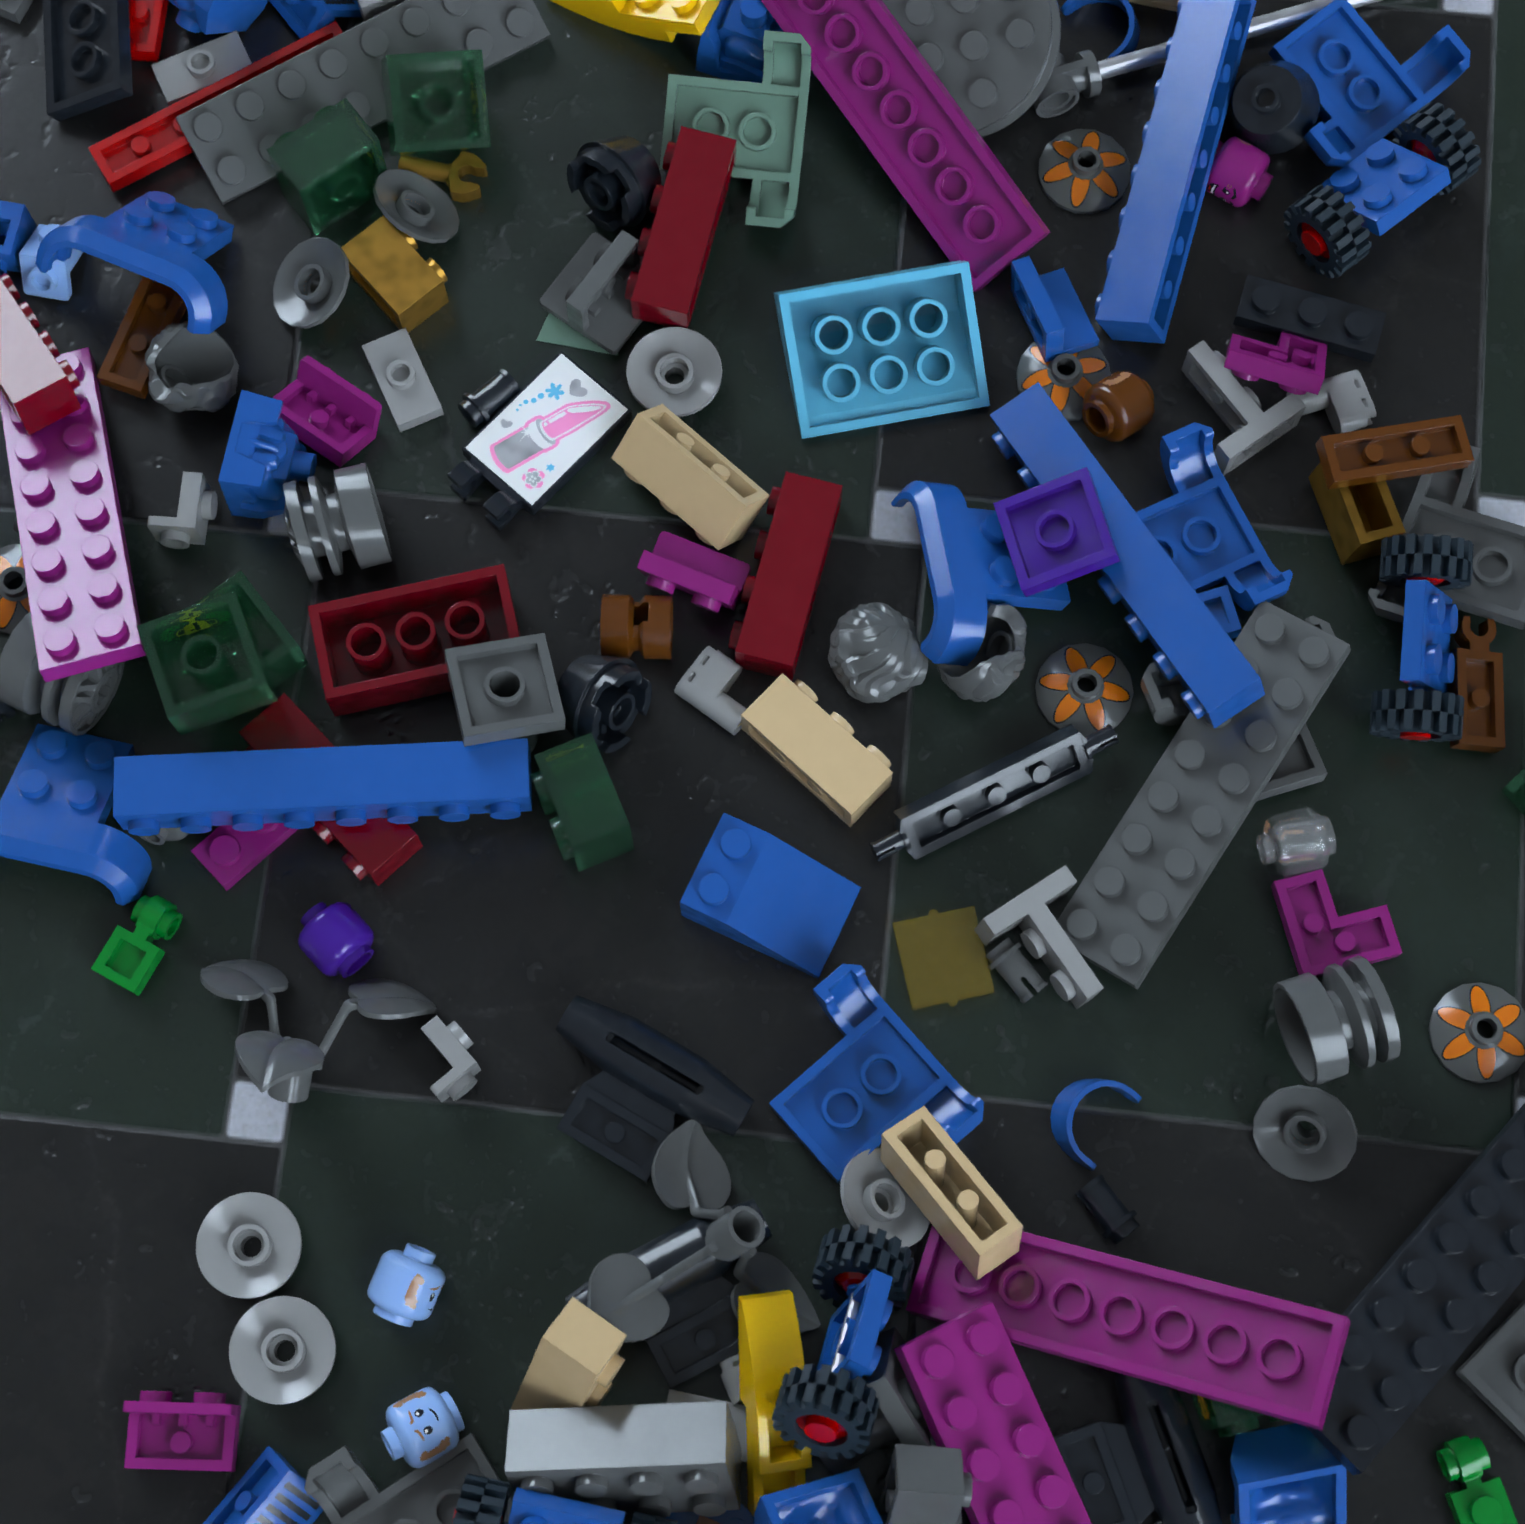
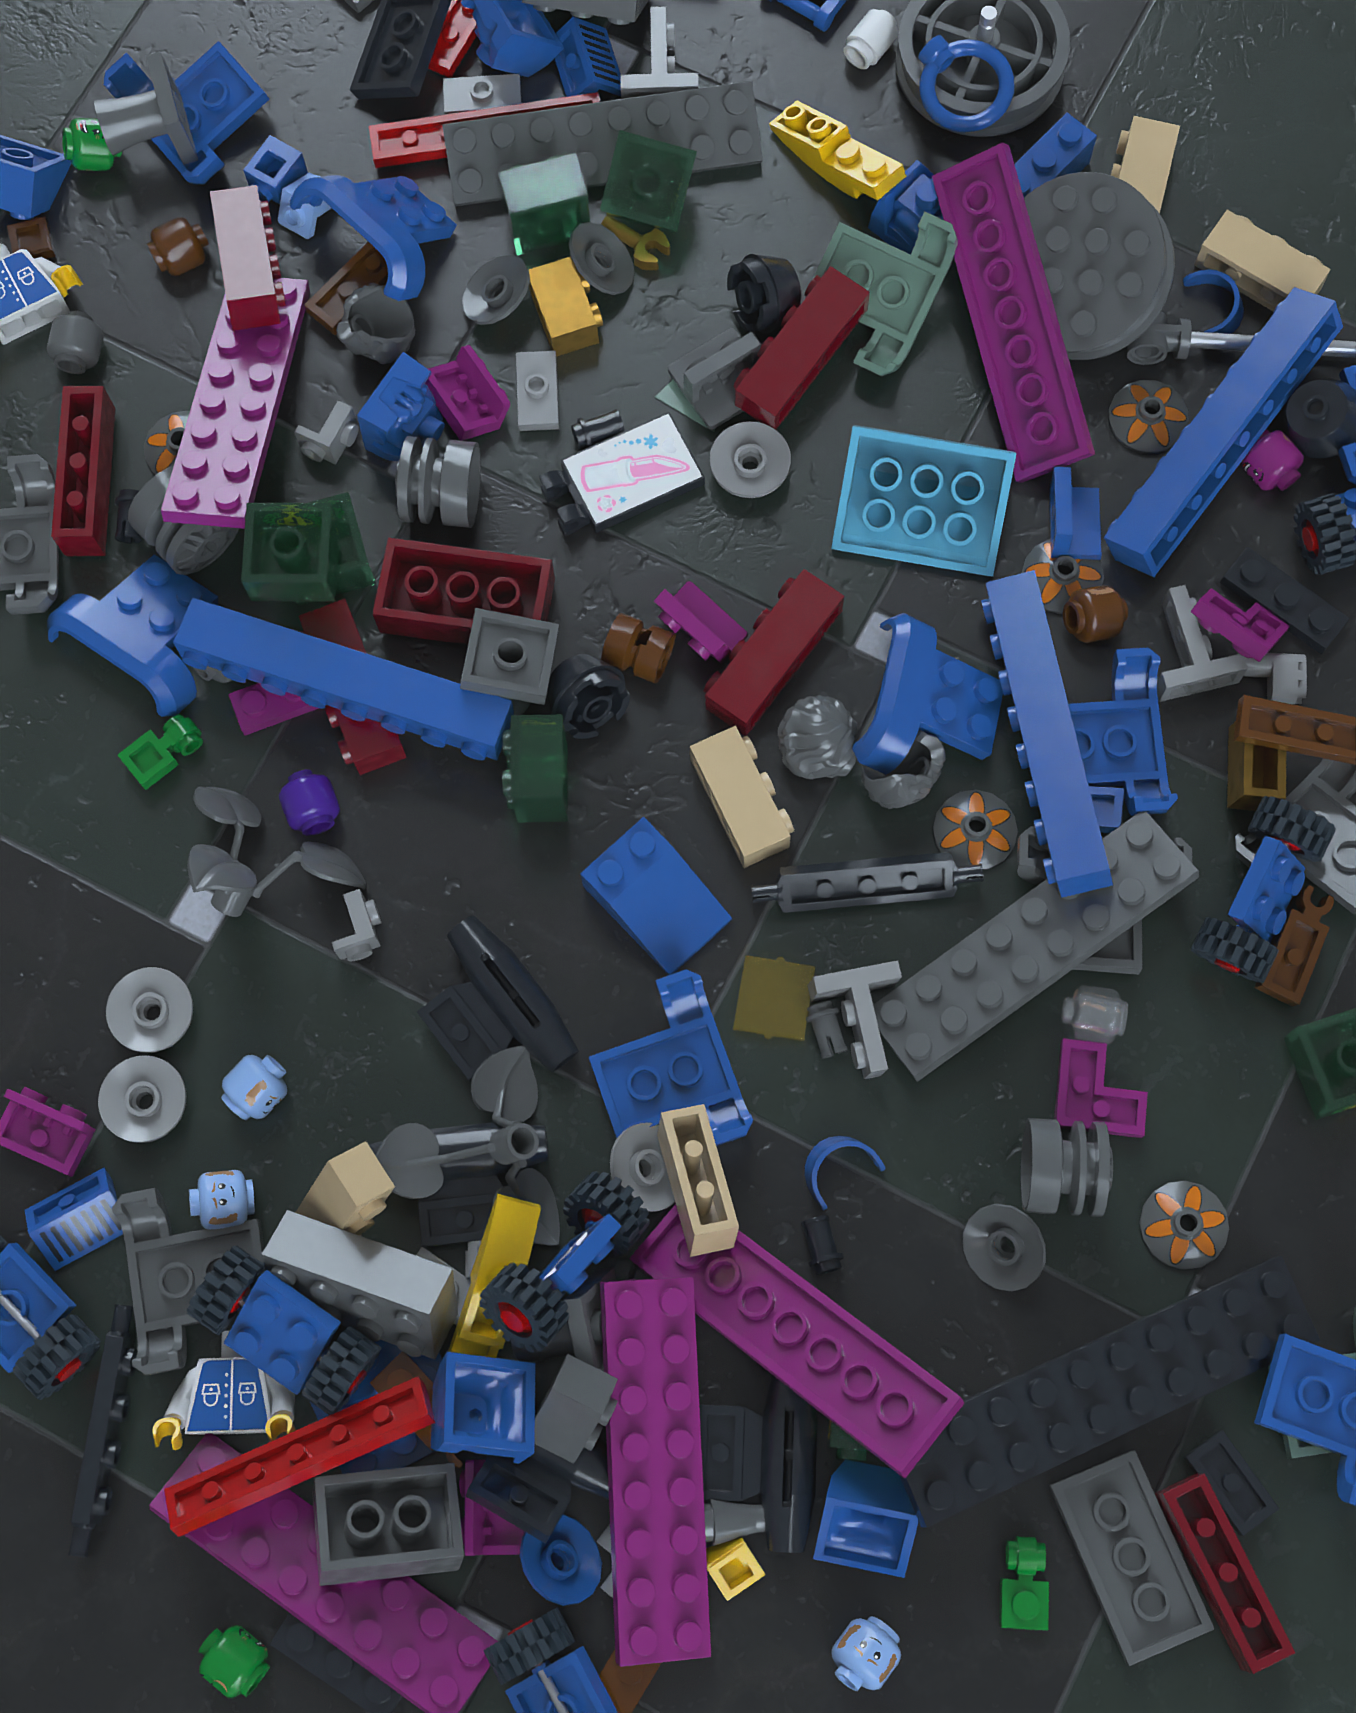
camera: 25 degrees right, 0 degrees up
(689, 477) = (727, 546): tan brick -> none
(706, 688) = (676, 714): light grey piece -> none
(1056, 532) = (996, 693): dark purple plate -> none

